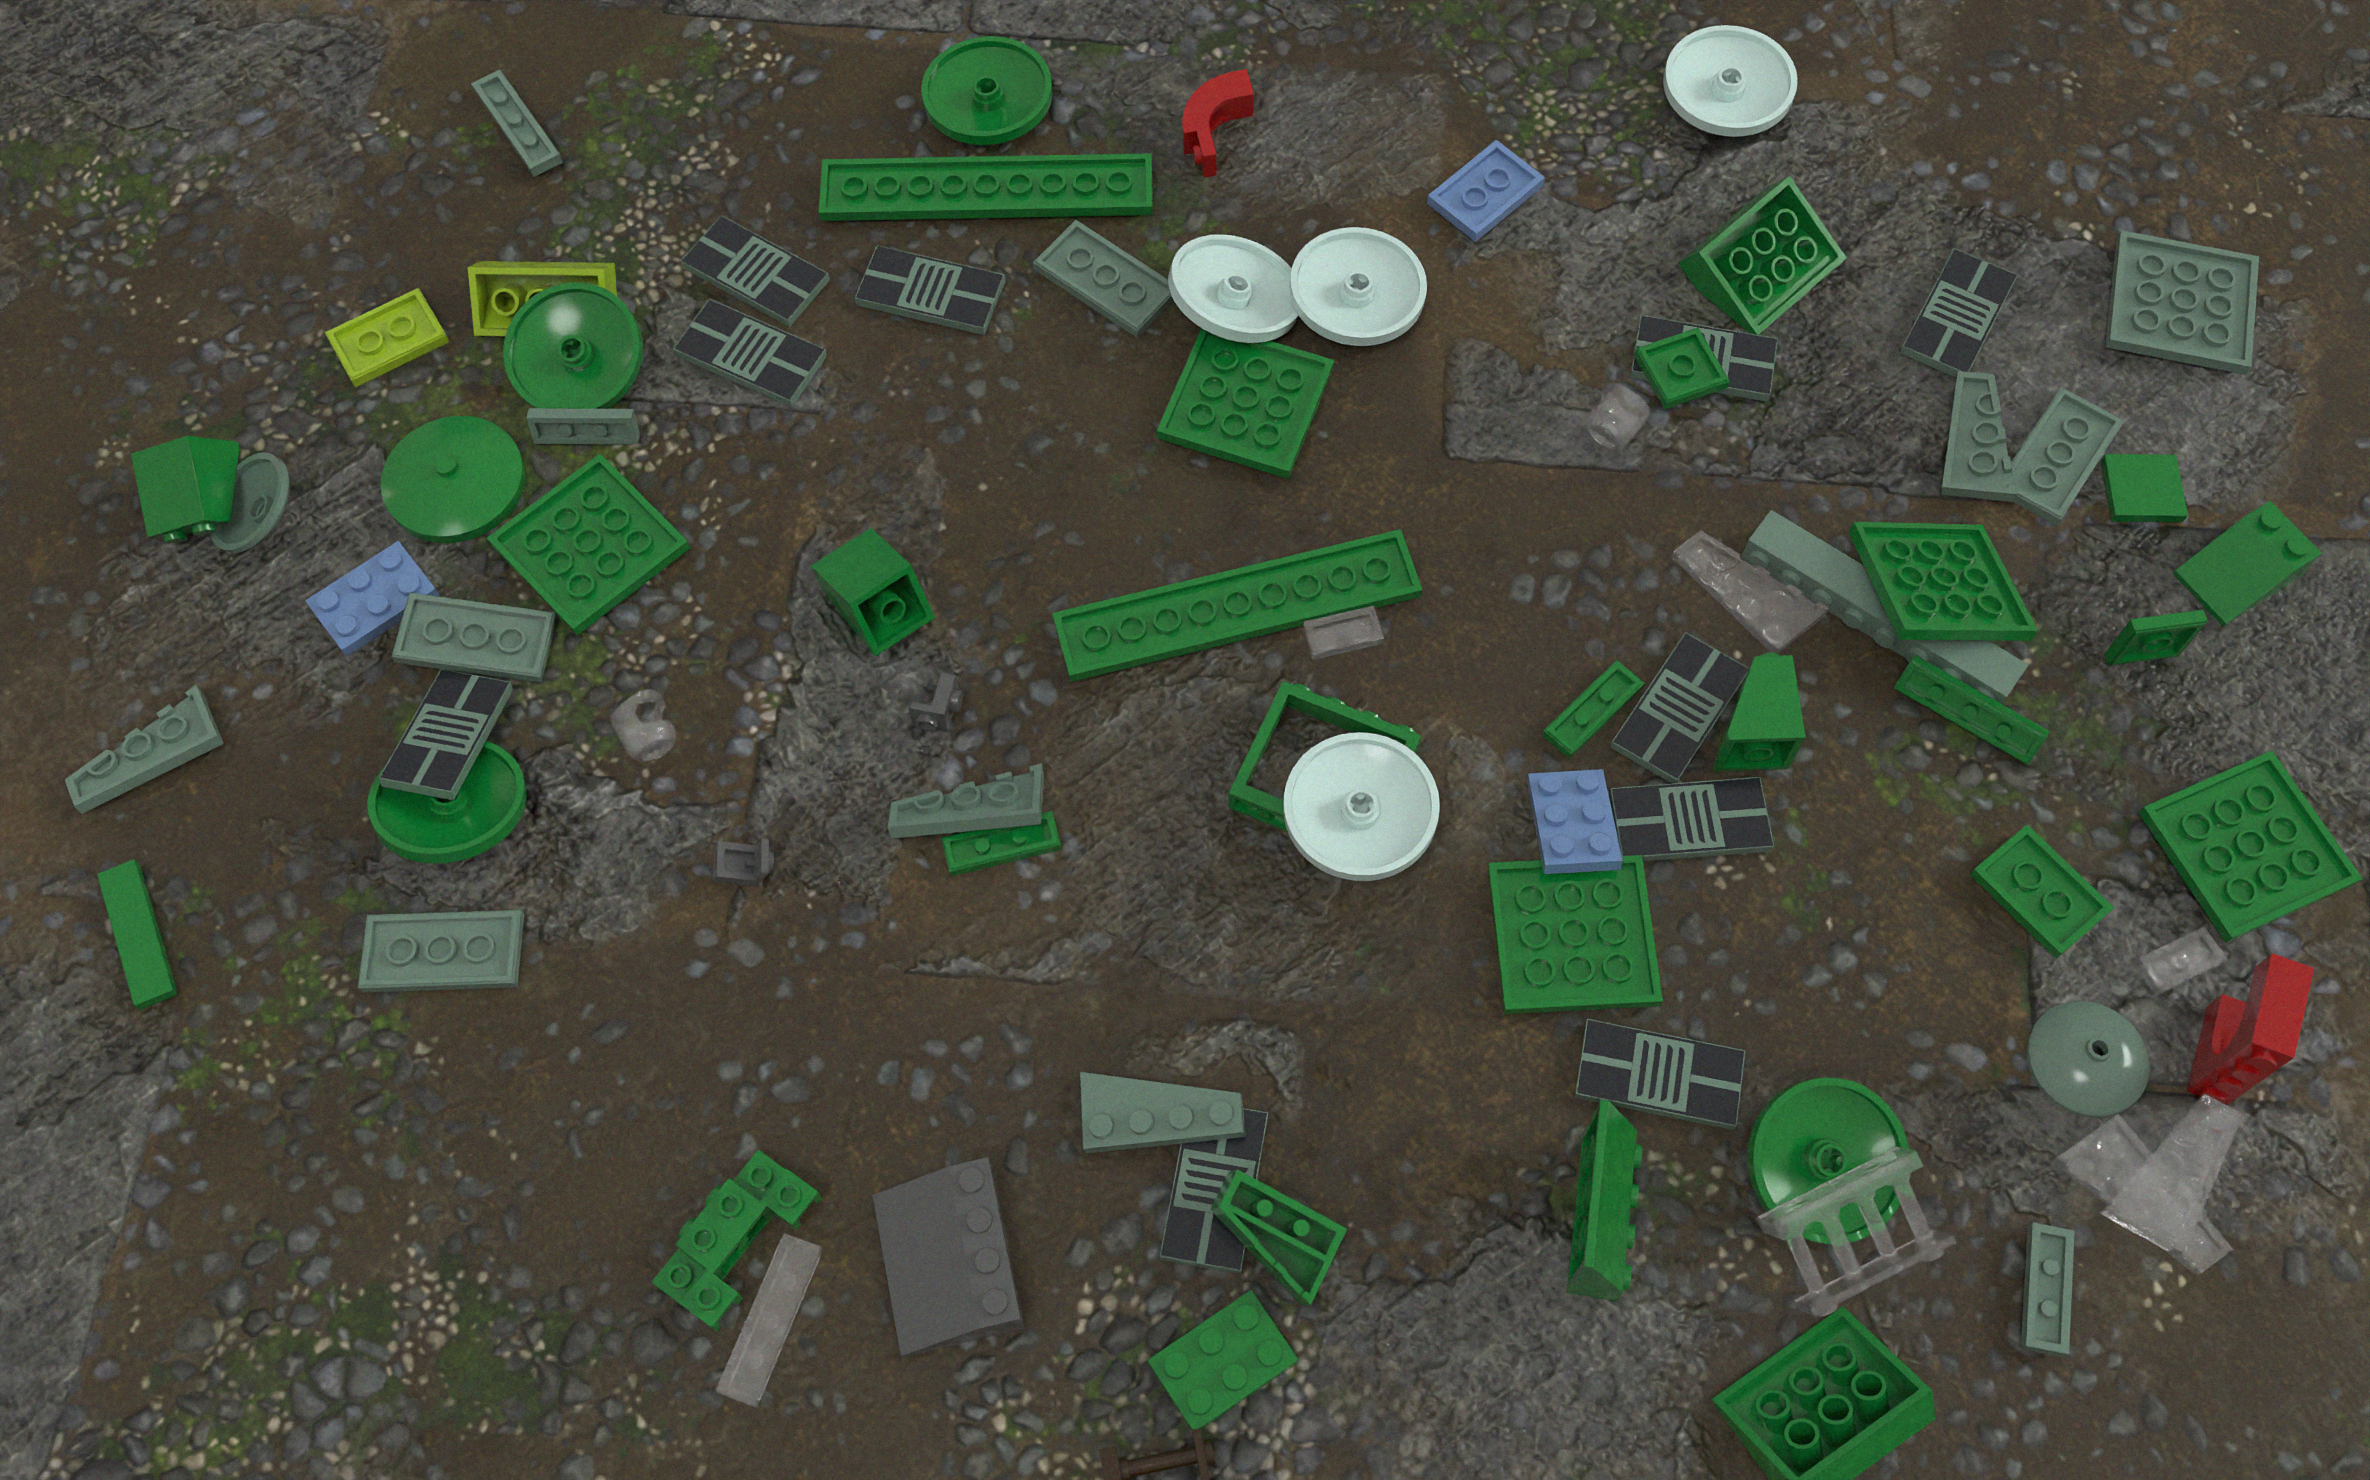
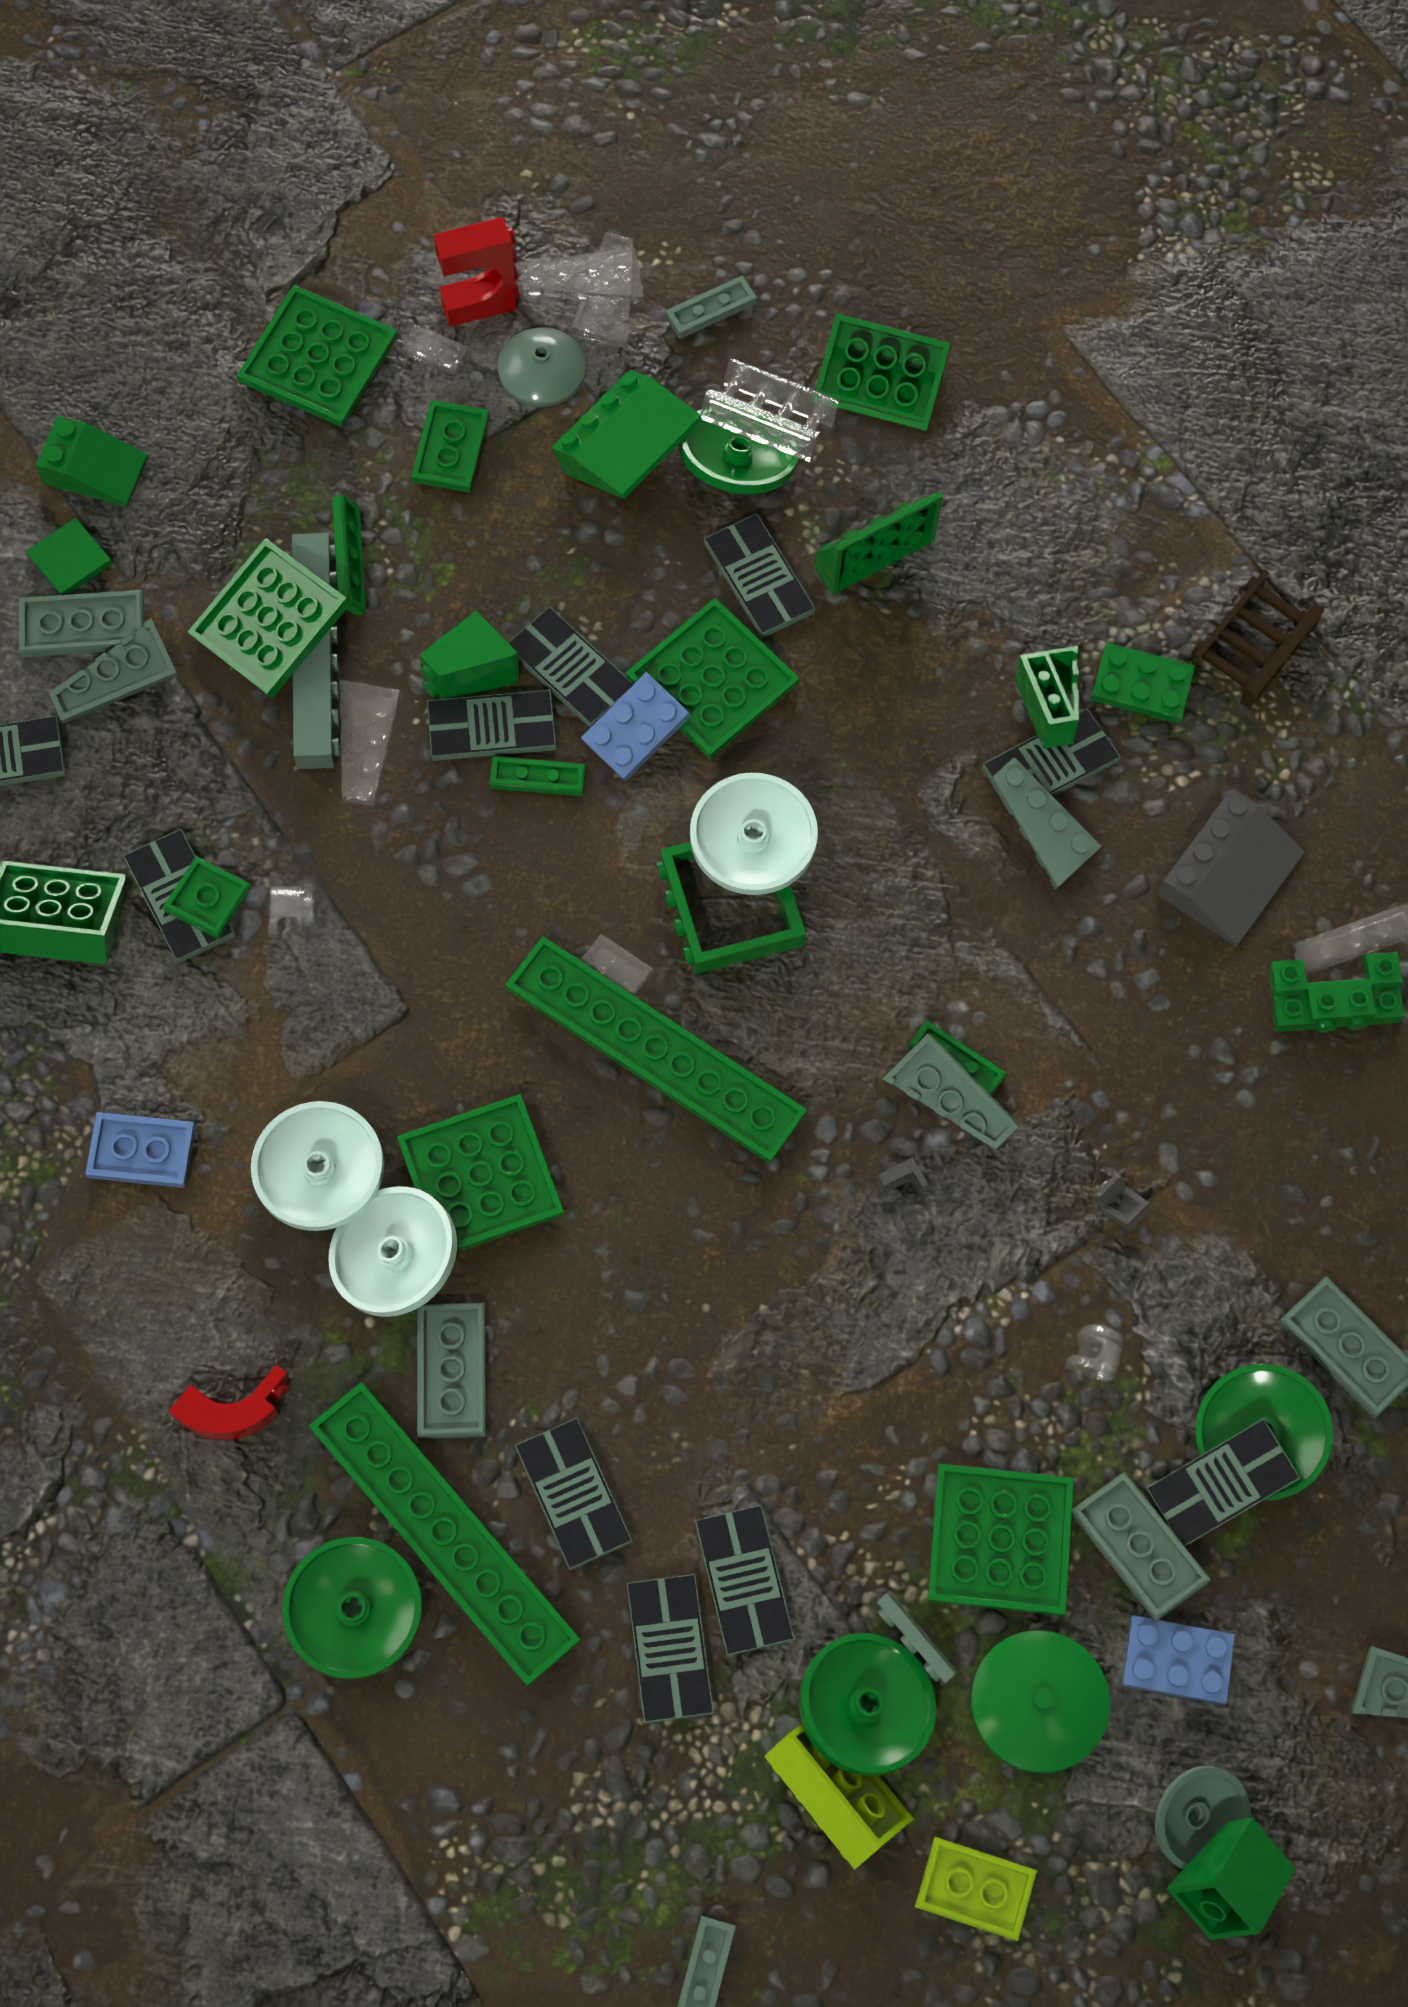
camera: 135 degrees left, 5 degrees up
(874, 590) = (860, 1300): green slope -> none
(1928, 1053) = (625, 435): none -> green slope
(2155, 637) = (207, 475): green tile -> none

